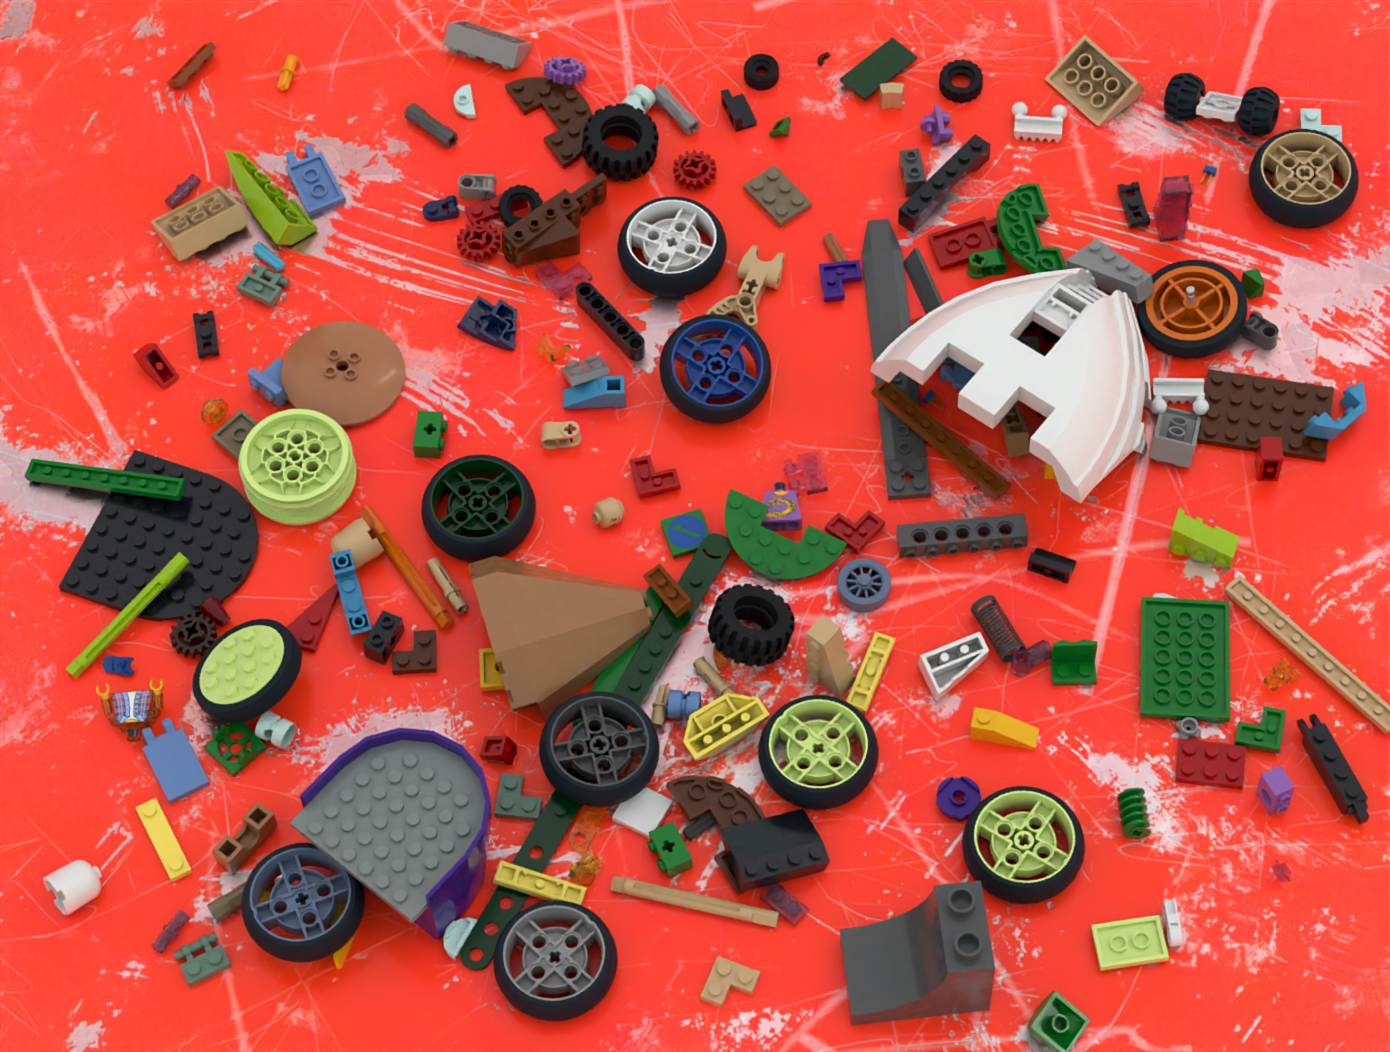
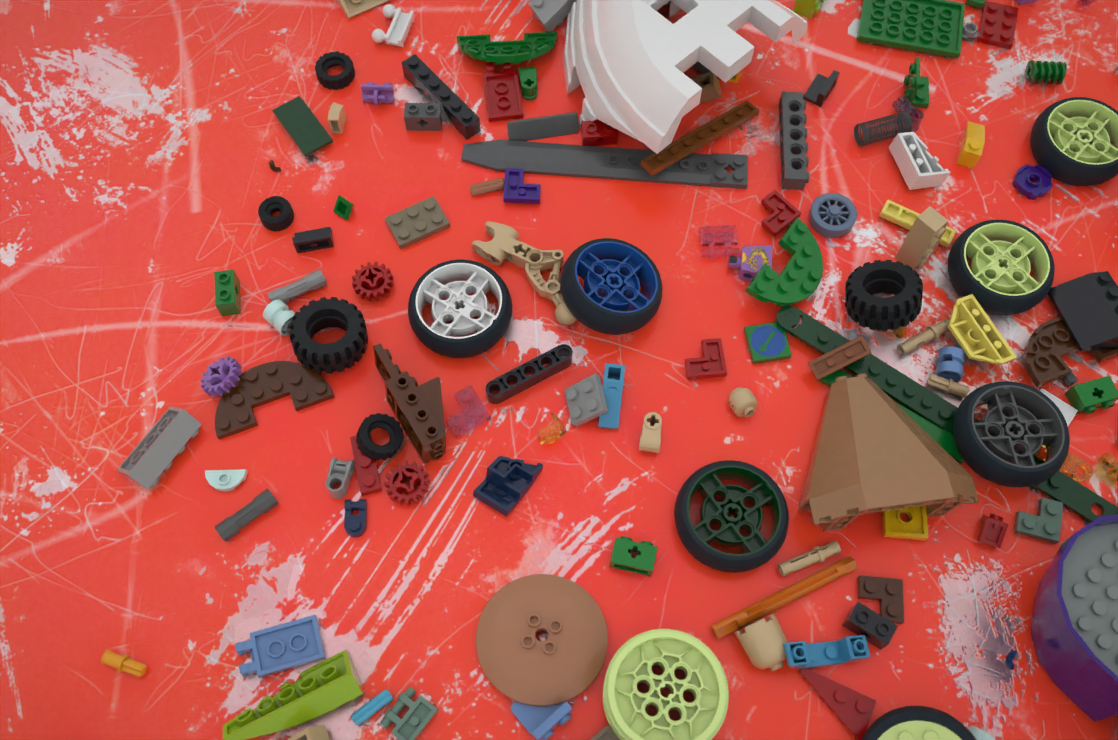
camera: 85 degrees left, 5 degrees up
(658, 53) = (227, 292): none -> green brick

